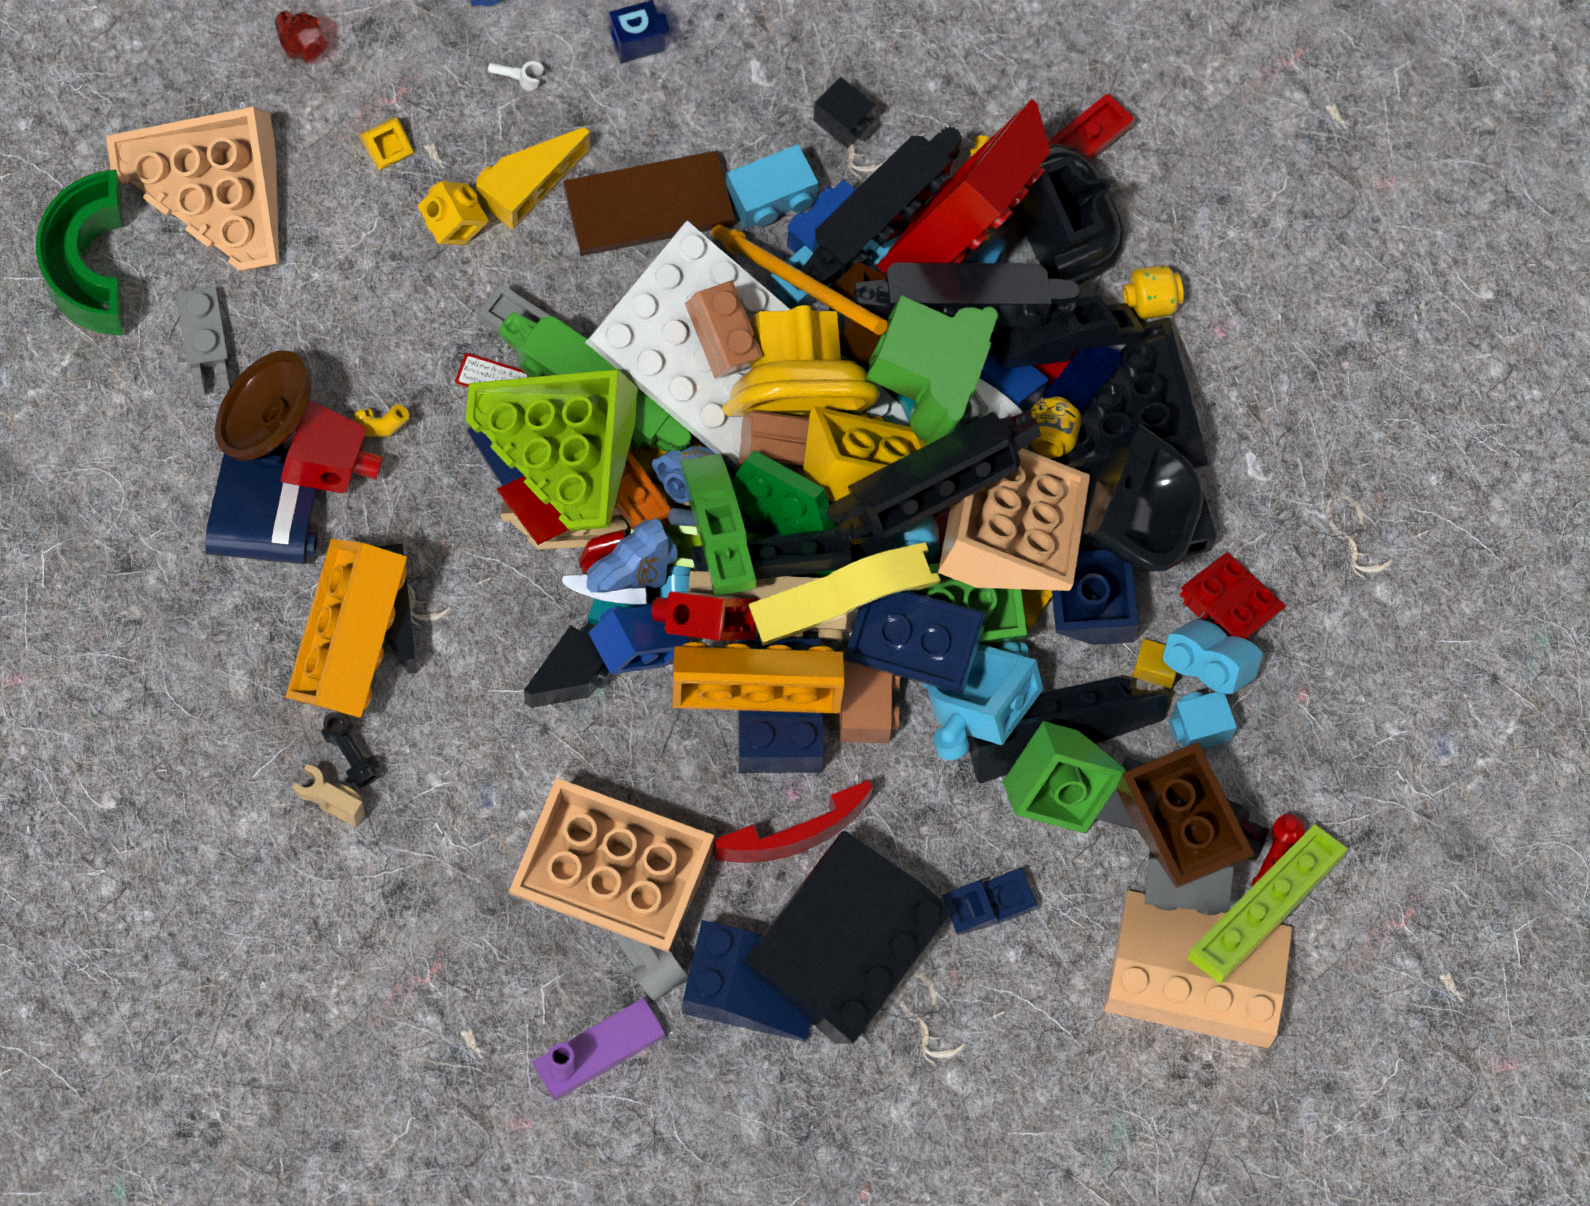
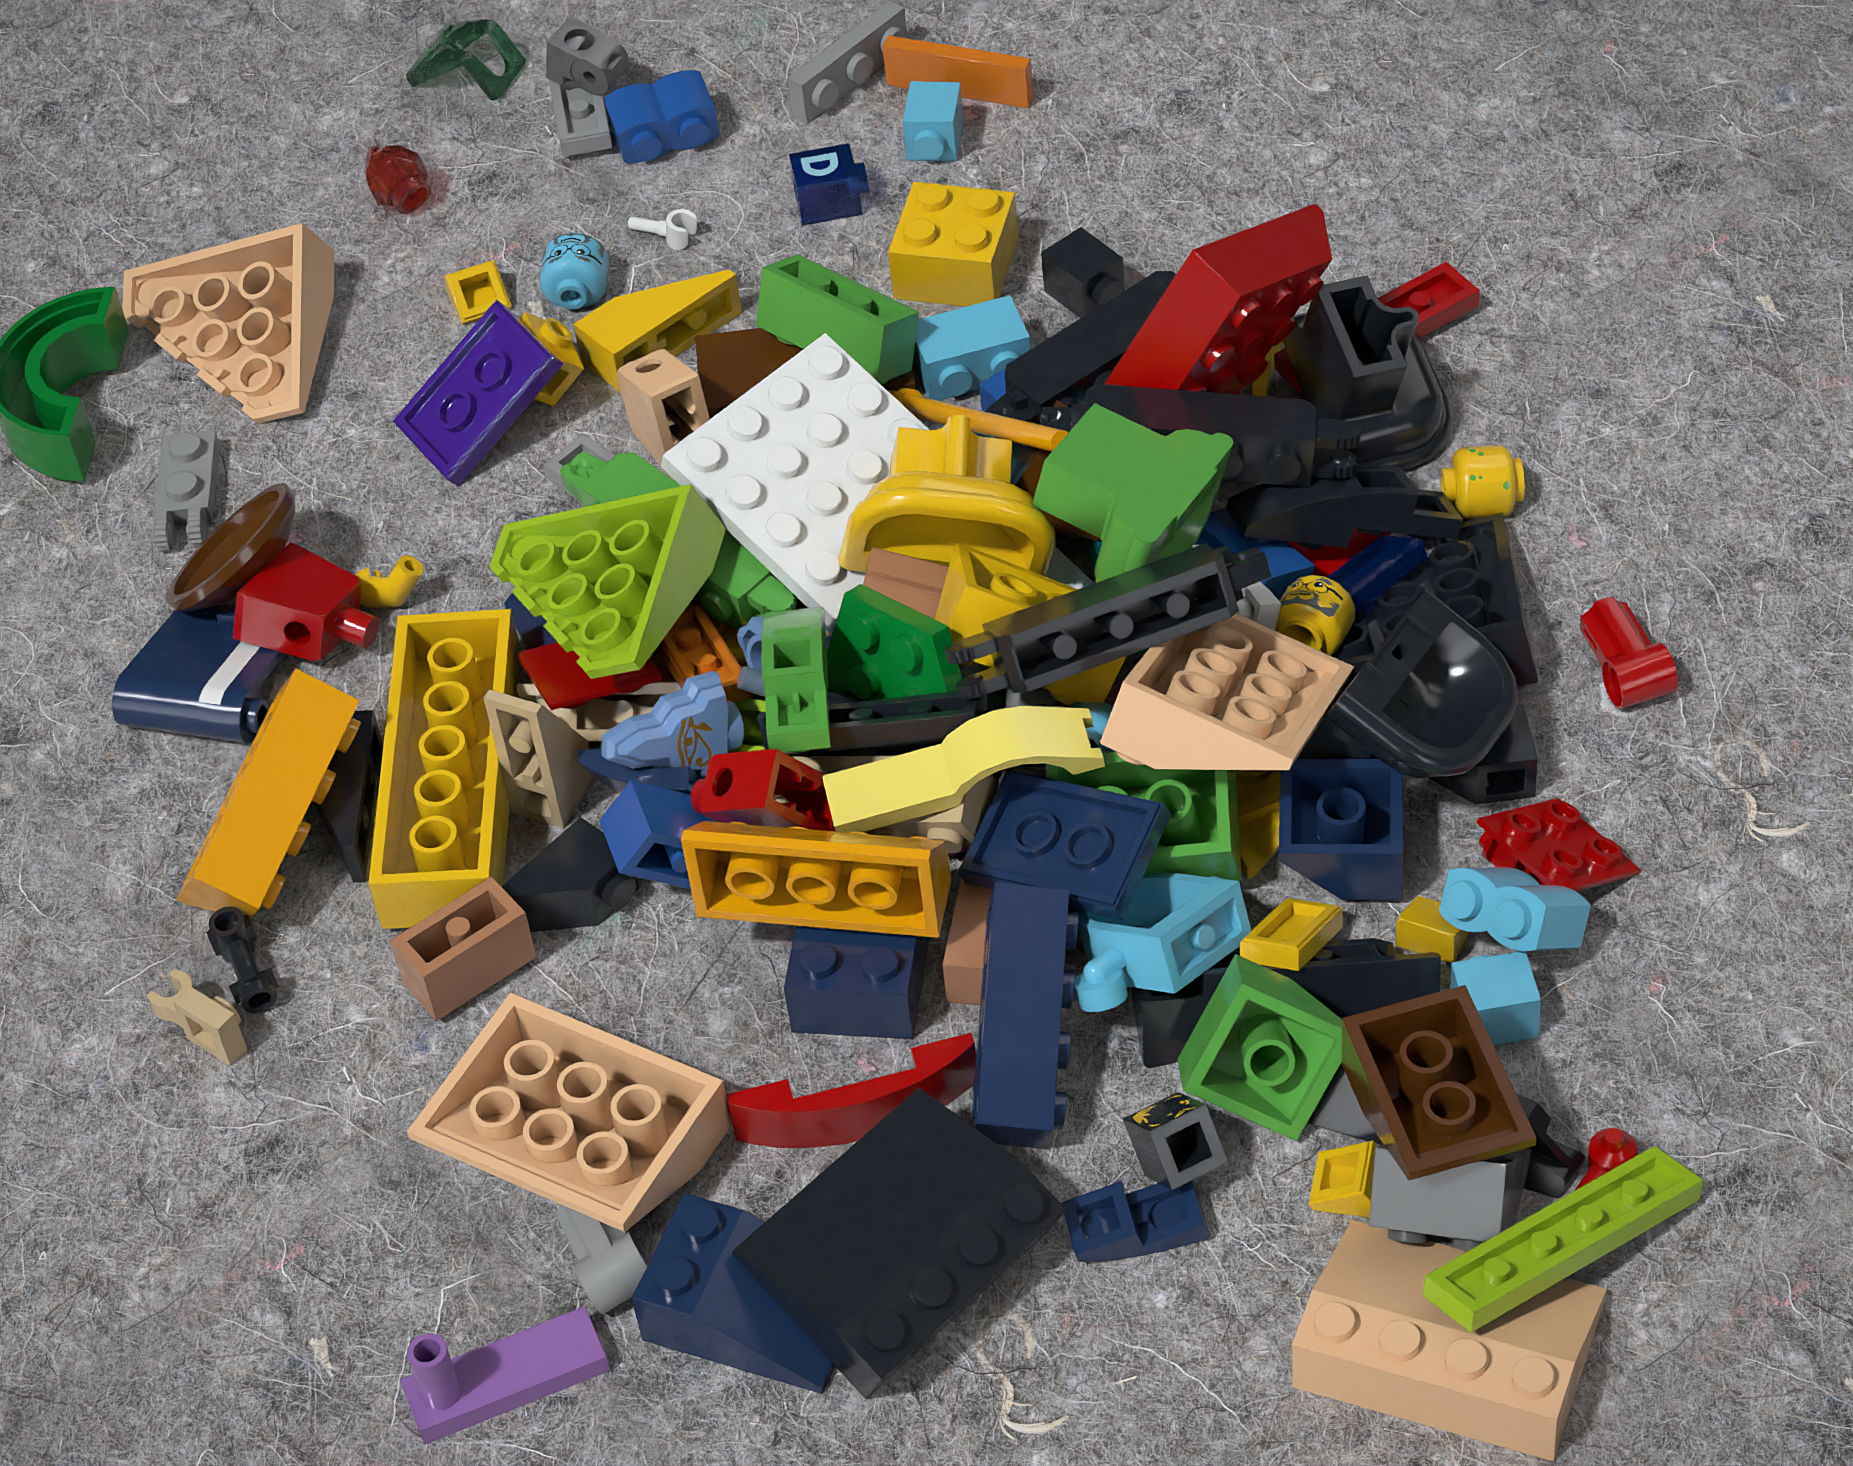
camera: 20 degrees right, 20 degrees down
(415, 251) = (477, 393): none -> dark purple tile
(459, 122) = (574, 271): none -> medium azure head
(464, 585) = (440, 774): none -> yellow brick
(508, 734) = (463, 948): none -> nougat brick
(533, 581) = (537, 759): none -> tan slope
(558, 258) = (661, 393): none -> light nougat torso
(675, 175) = (807, 300): none -> bright green brick
(723, 329) = (845, 445): nougat brick -> none
(744, 90) = (953, 244): none -> yellow brick
(902, 766) = (1021, 1015): none -> dark blue brick
(1012, 848) = (1175, 1140): none -> black brick
(1067, 683) = (1292, 934): none -> yellow tile
(1123, 861) = (1344, 1180): none -> yellow slope
(1269, 445) = (1629, 662): none -> red piece

